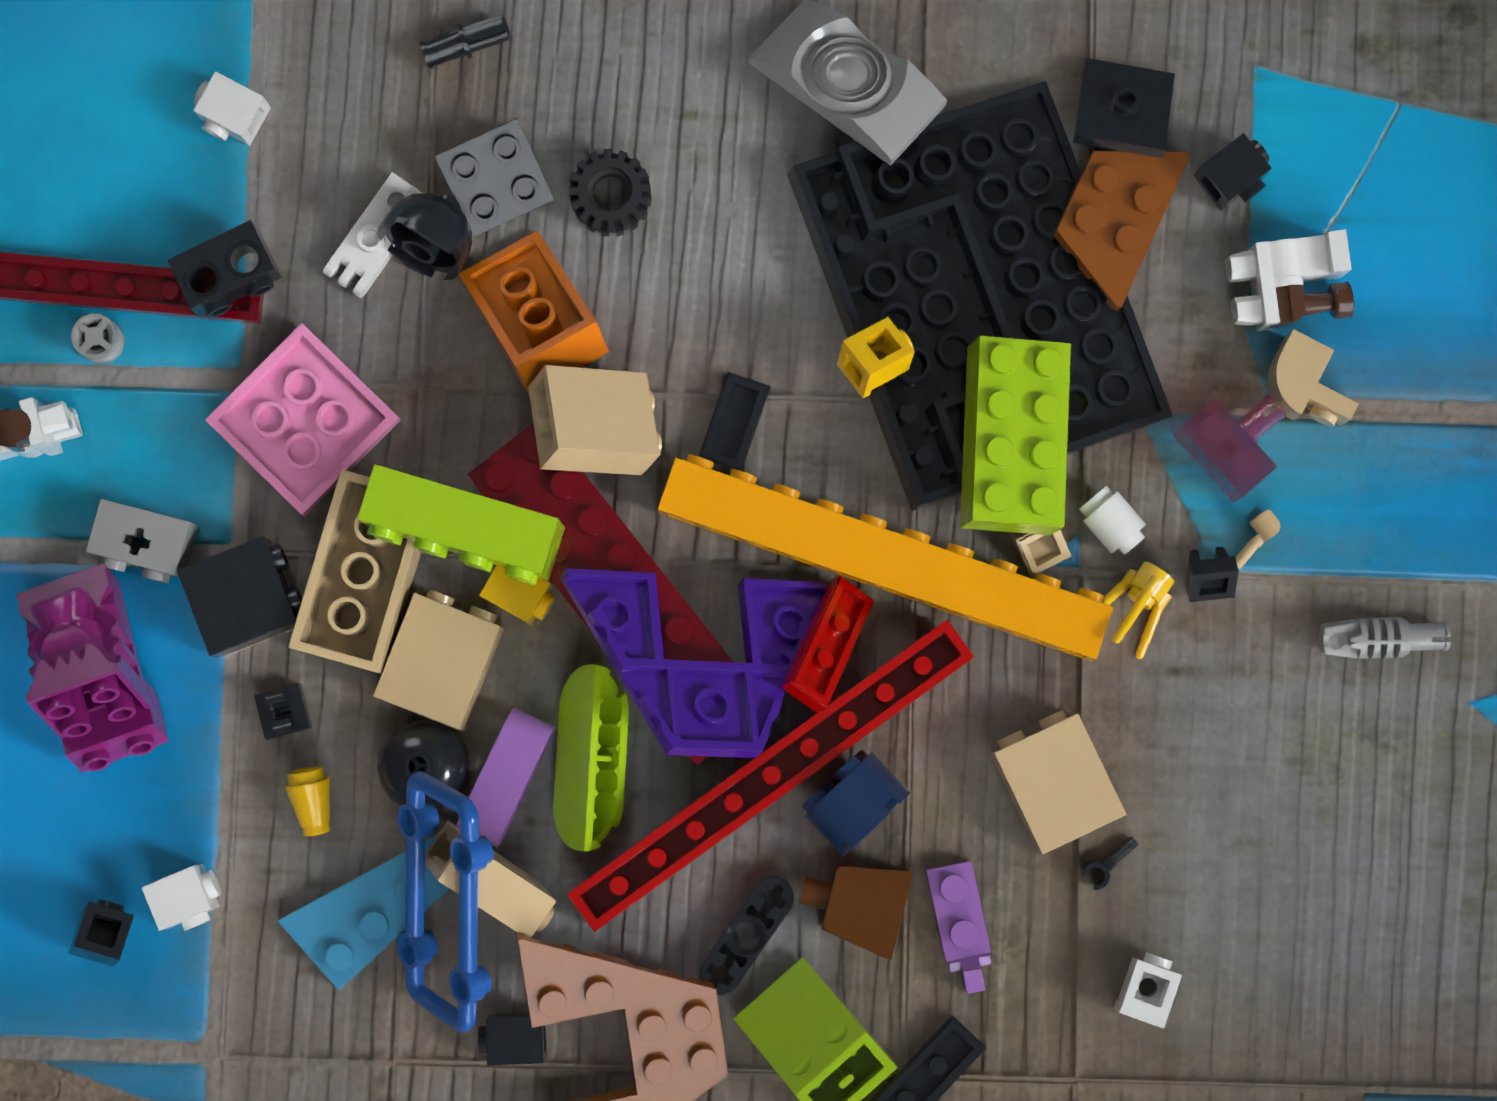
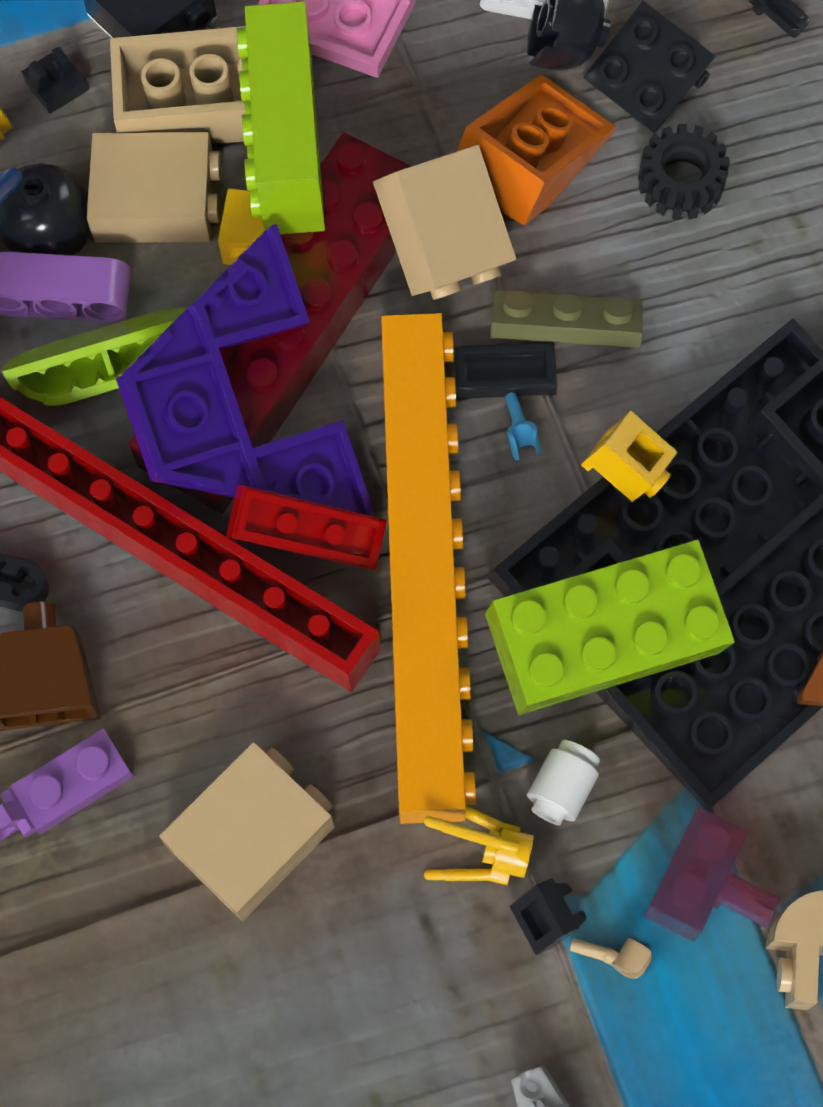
camera: 70 degrees right, 15 degrees down
(710, 351) = (567, 318): none -> olive plate
(797, 432) = (521, 432): none -> dark azure hand
(855, 805) = (147, 616): dark blue brick -> none
(1040, 551) = (500, 724): tan slope -> none
(1110, 861) = (181, 926): black hand -> none
(1153, 1007) = (28, 1014): white brick -> none

